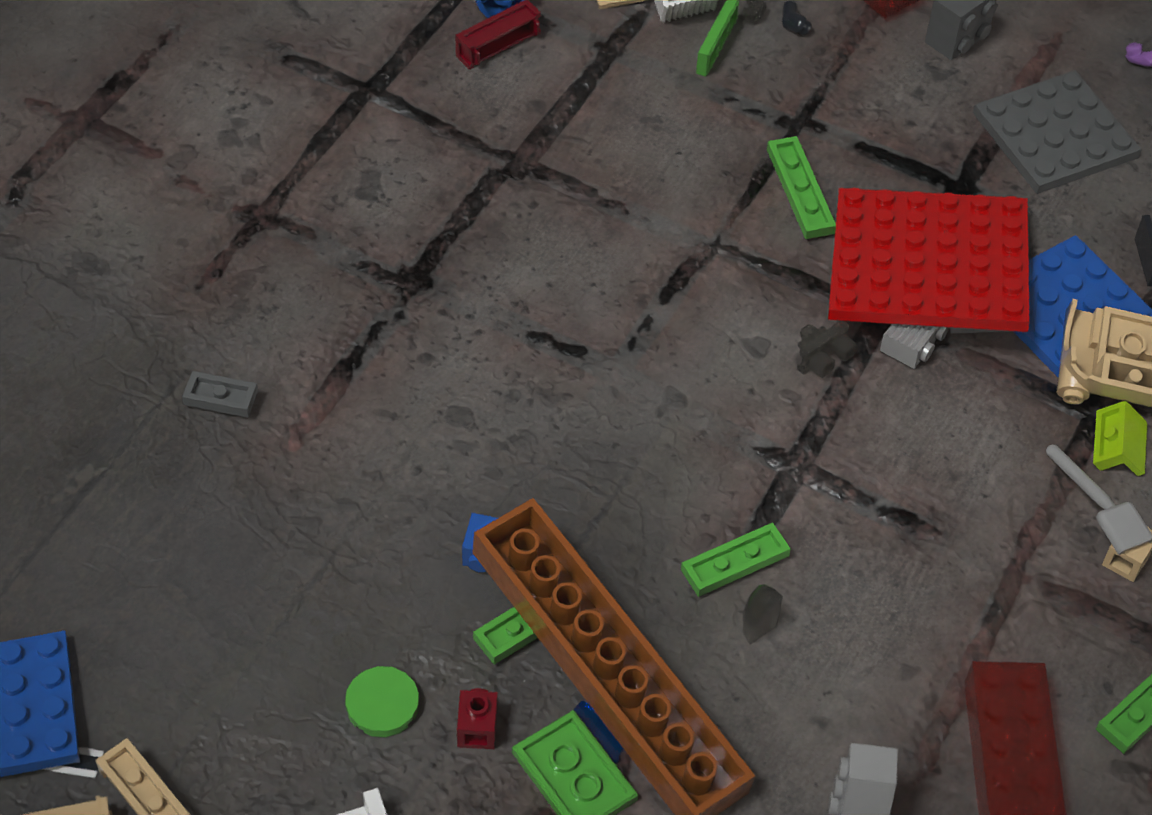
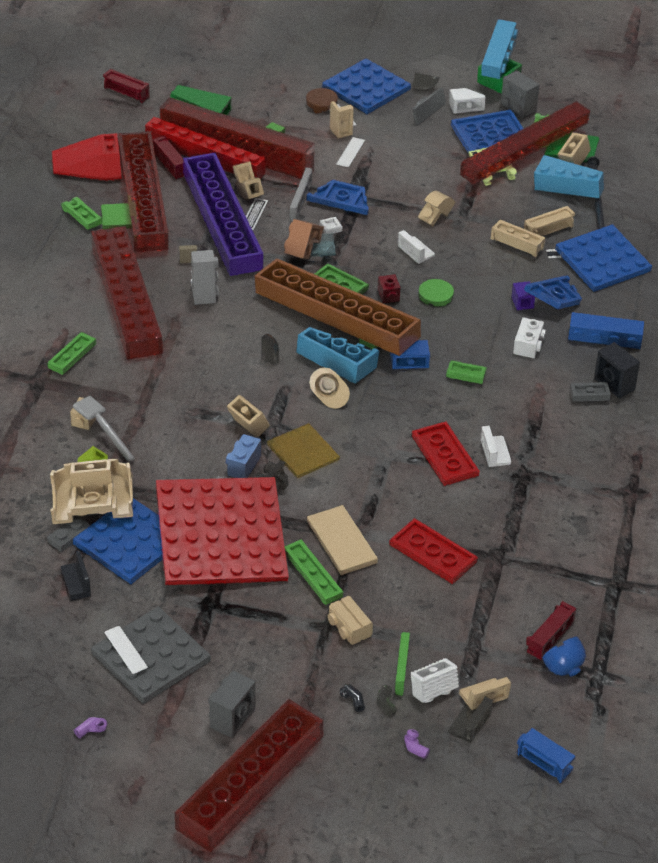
camera: 165 degrees right, 10 degrees down
(113, 512) = (606, 330): none -> blue brick
(153, 617) = (555, 292): none -> blue wing
(155, 398) = (618, 369): none -> black brick
(219, 636) = (522, 299): none -> dark purple brick
(264, 530) = (529, 338): none -> white brick
(414, 486) = (466, 372): none -> bright green plate
(437, 328) = (494, 448): none -> white panel
(521, 344) = (445, 453): none -> red tile
(609, 189) = (433, 551): none -> red tile
(638, 560) = (346, 359): none -> dark azure wedge
(676, 502) = (329, 388): none -> tan piece
(735, 559) = (290, 372): bright green plate -> none
(741, 233) = (342, 540): none -> tan tile
(754, 406) = (303, 450): none -> clear yellow piece
(770, 104) = (350, 620): none -> tan brick
(840, 461) = (248, 416): none -> tan brick
(863, 391) = (243, 457): none -> medium blue brick
(1094, 127) = (126, 649): none -> white sticker

